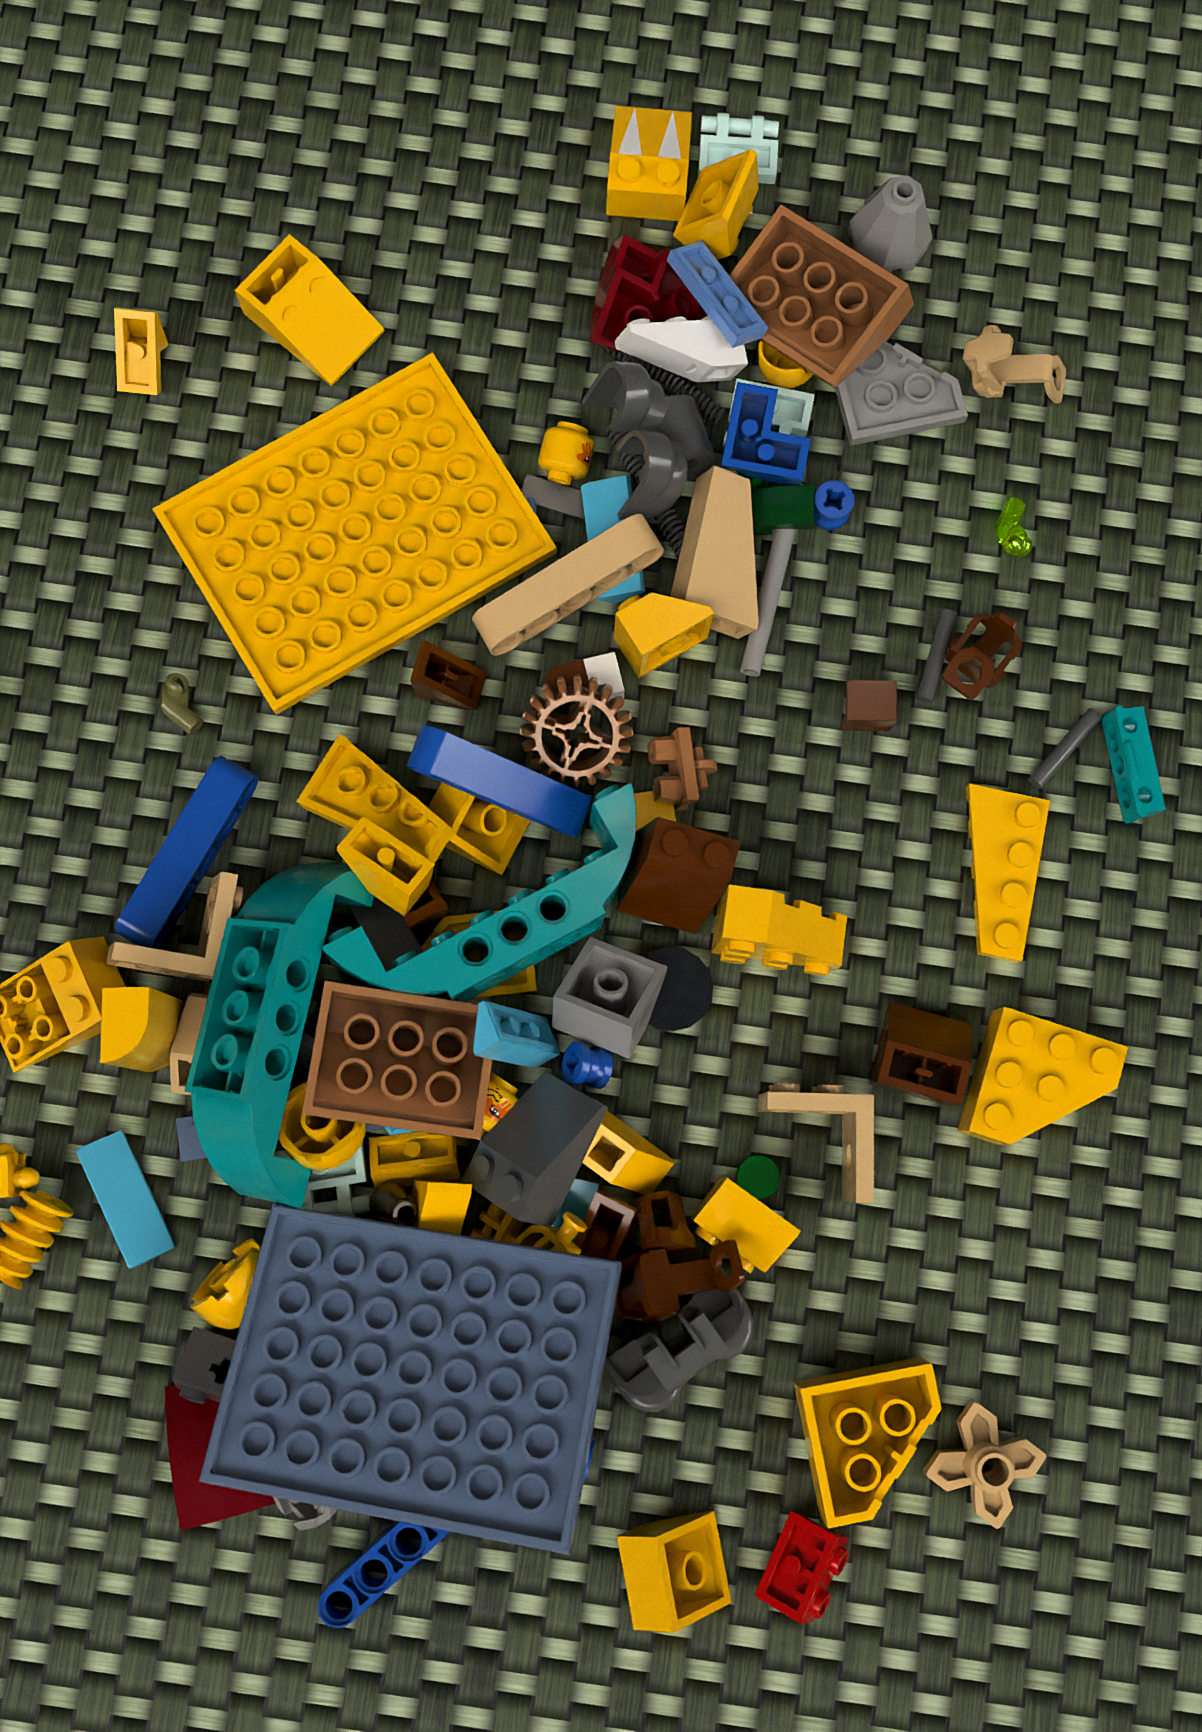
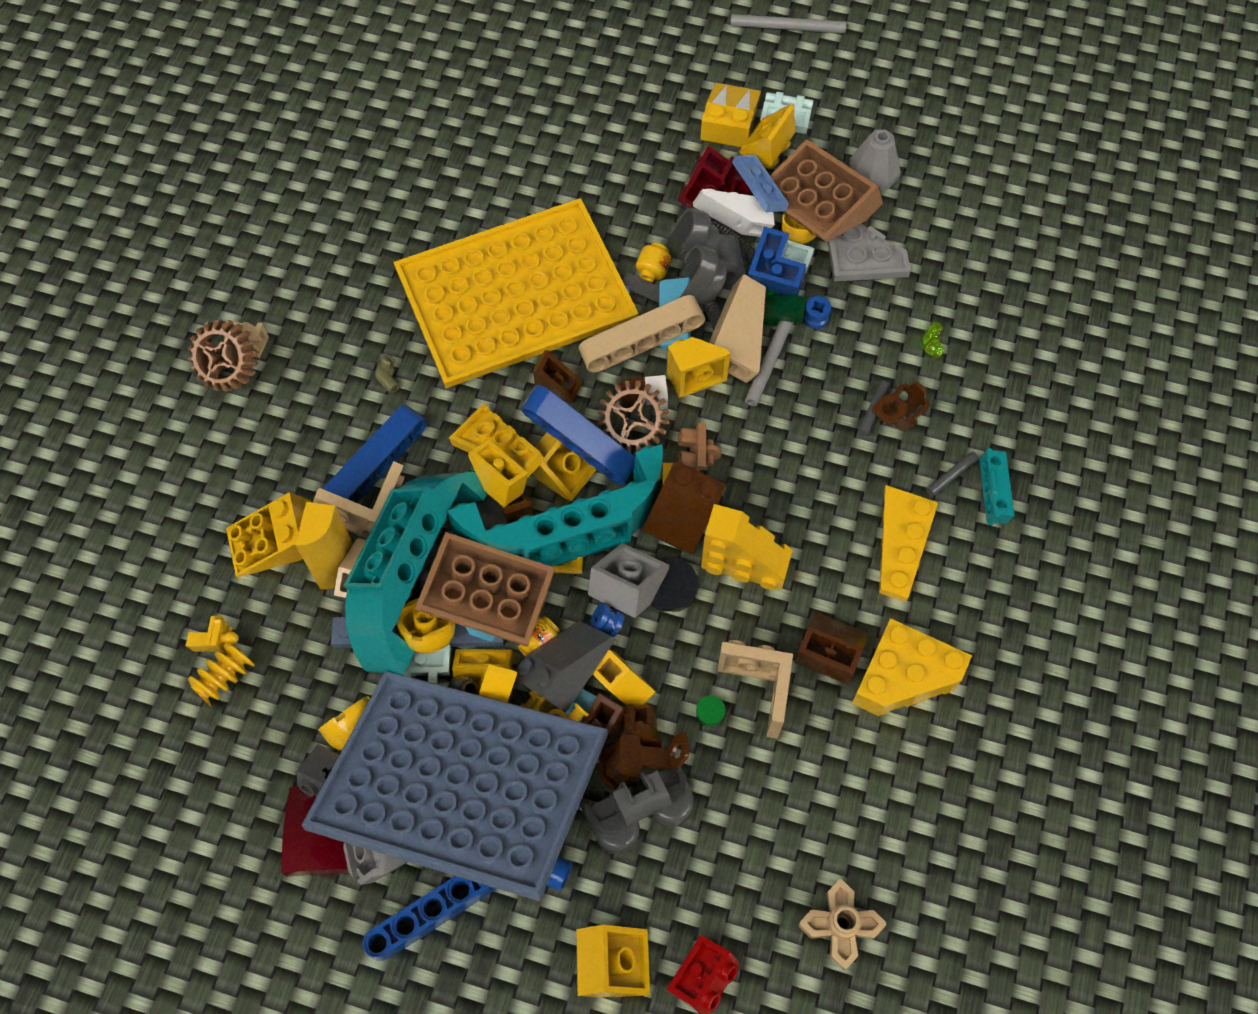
camera: 15 degrees right, 15 degrees down
(125, 1199) = (290, 663): medium azure slope -> none
(138, 348) = (403, 175): yellow slope -> none
(308, 310) = (509, 166): yellow slope -> none
(513, 1036) = (561, 589): medium azure slope -> none
(737, 1215) = (705, 734): yellow slope -> none
(864, 1432) = (757, 883): yellow brick -> none
(870, 705) = (825, 429): reddish brown panel -> none
(994, 366) = (930, 246): tan piece -> none

